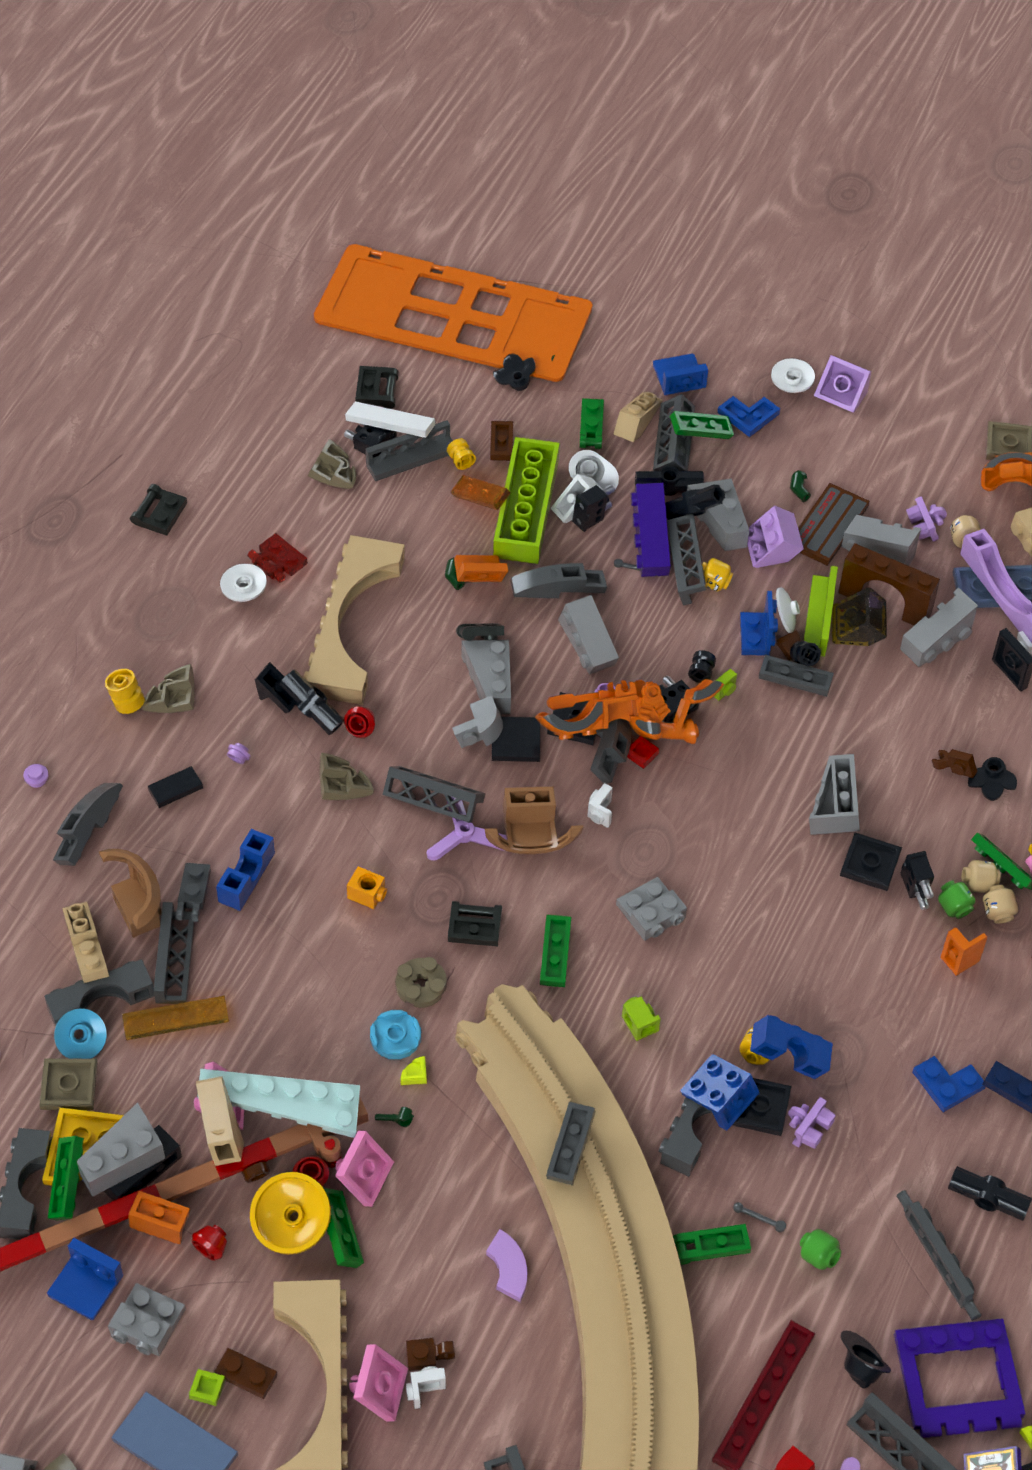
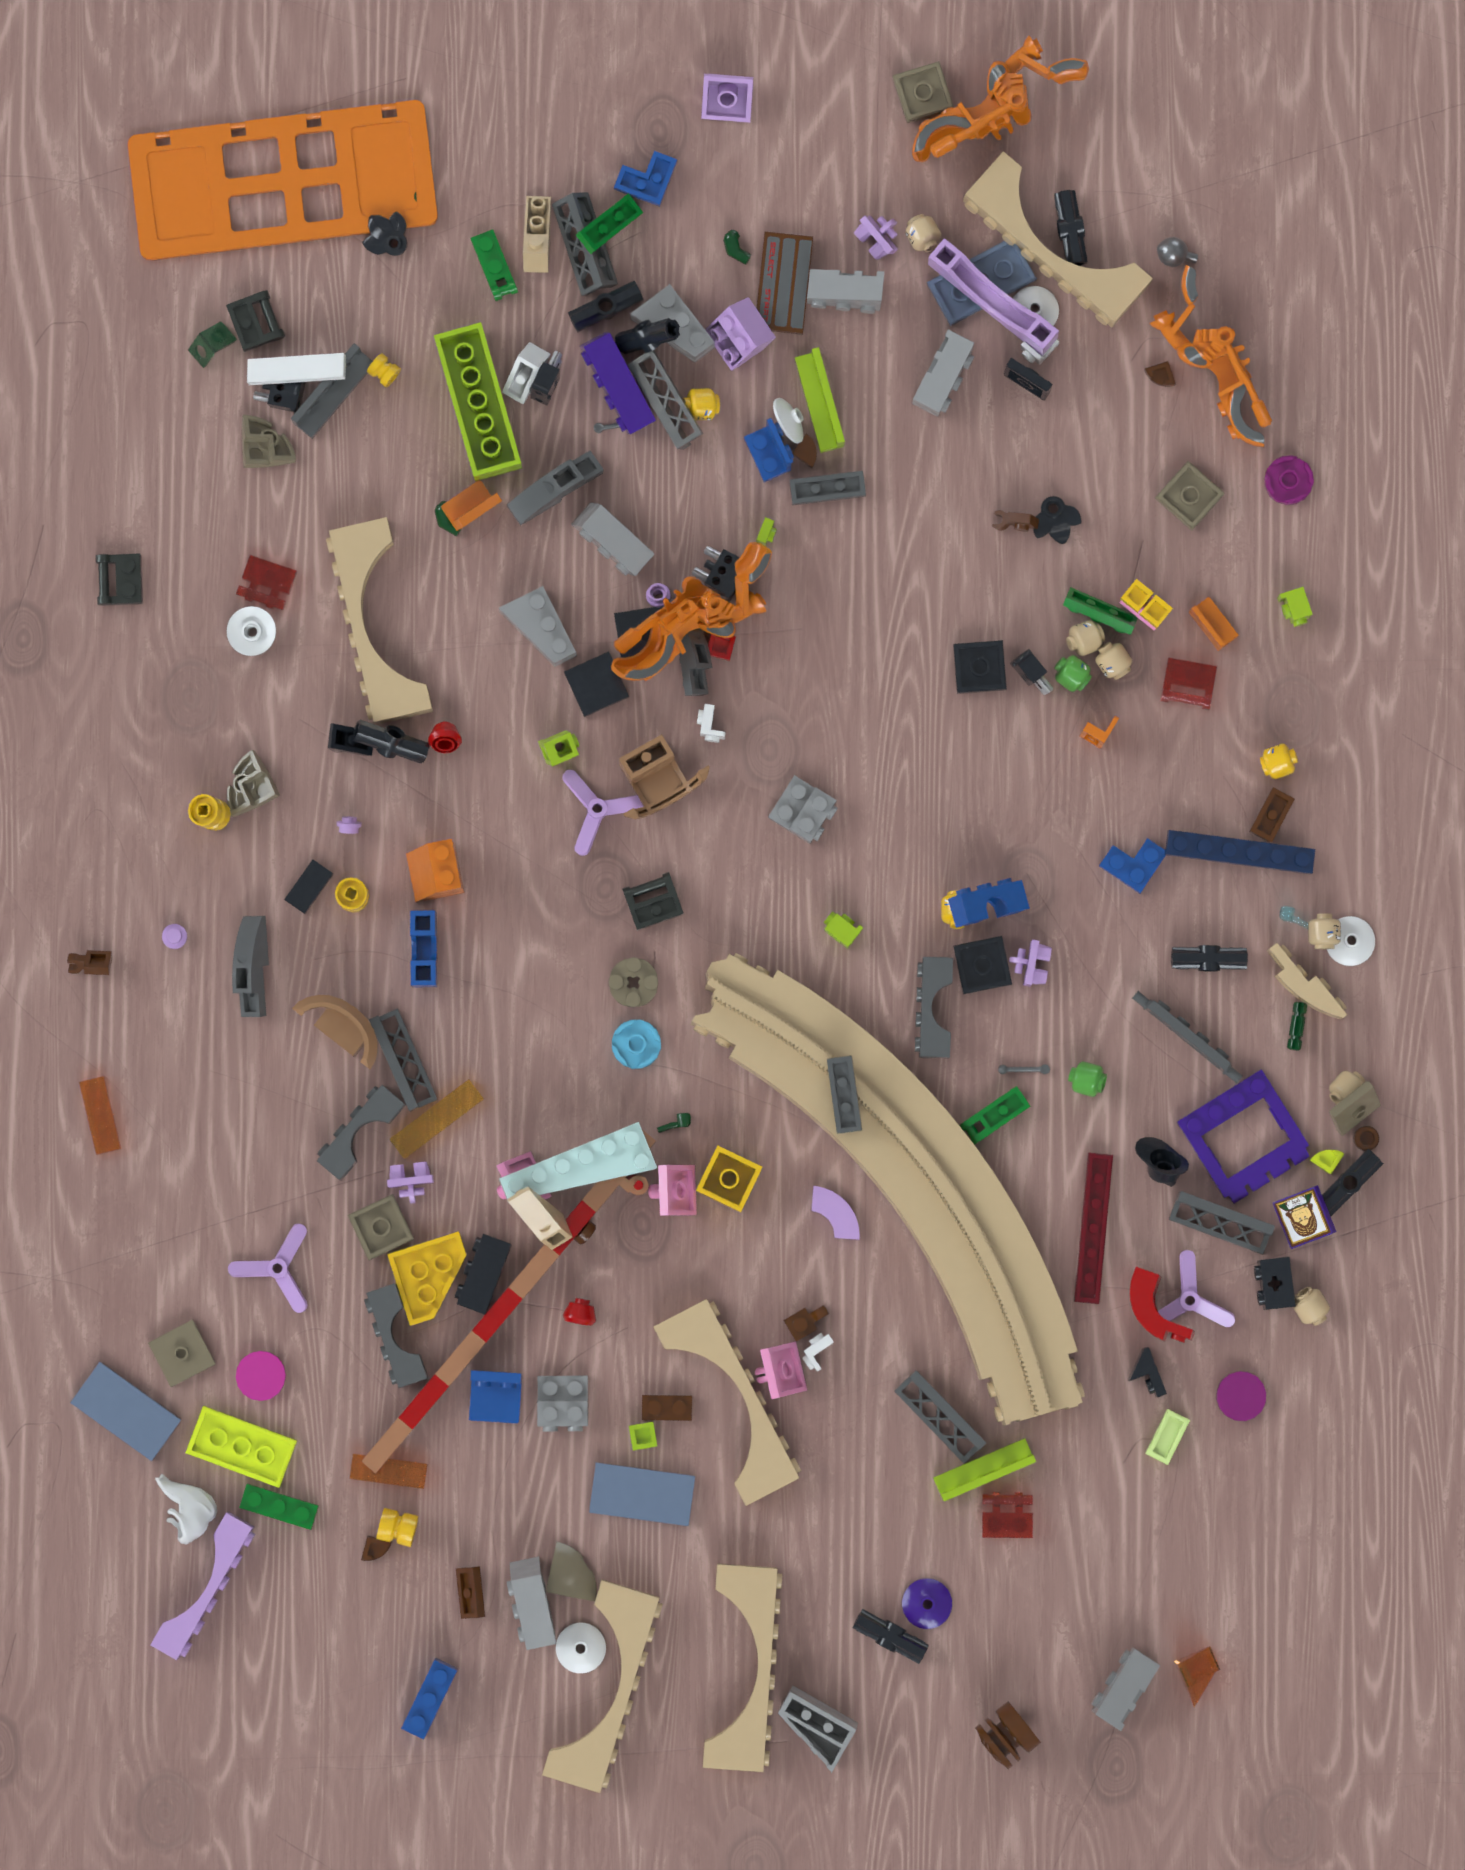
camera: 25 degrees left, 30 degrees up
(65, 1178) = (432, 1319): green plate -> none
(85, 942) = (320, 1089): tan slope -> none
(93, 1034) = (372, 1184): medium azure dish -> none
(120, 1058) = (398, 1179): none -> lavender hips
(121, 1152) = (469, 1279): light grey wedge -> none
(158, 1217) = (527, 1313): orange panel -> none
(193, 890) = (384, 987): dark grey hinge -> none
(208, 803) = (352, 894): none -> yellow wheel
(275, 1204) = (632, 1275): yellow dish -> none
(296, 812) = (435, 871): none -> orange slope
(313, 1167) = (631, 1205): red cone -> none
(332, 382) = (212, 340): none -> clear green bracket
(340, 780) = (457, 807): dark tan brick -> none
(342, 1232) = (681, 1249): green plate -> none
(366, 879) = (529, 913): light orange brick -> none
(415, 1072) = (671, 1072): neon yellow tile -> none
(420, 1182) = (729, 1179): none -> yellow brick
(435, 784) = (549, 780): dark grey fence -> none
(463, 762) = (568, 750): none -> lime brick
(480, 492) = (429, 416): clear orange tile -> none
(485, 726) = (565, 688): light grey brick -> none
(487, 631) = (516, 580): pearl dark grey plate -> none
(501, 440) = (415, 332): reddish brown plate -> none
(555, 951) = (737, 896): green plate -> none
(594, 466) = (522, 329): white piece -> none
(680, 374) = (554, 156): blue bracket -> none
(702, 666) = (735, 520): black wheel -> none
(721, 1089) = (944, 975): blue bracket -> none
(793, 375) = (671, 95): white dish -> none
(800, 651) = (827, 461): black wheel -> none
(837, 799) = (924, 615): light grey wedge -> none
(859, 619) = (862, 393): clear smoke slope -> none
(914, 585) = (849, 343): reddish brown arch -> none

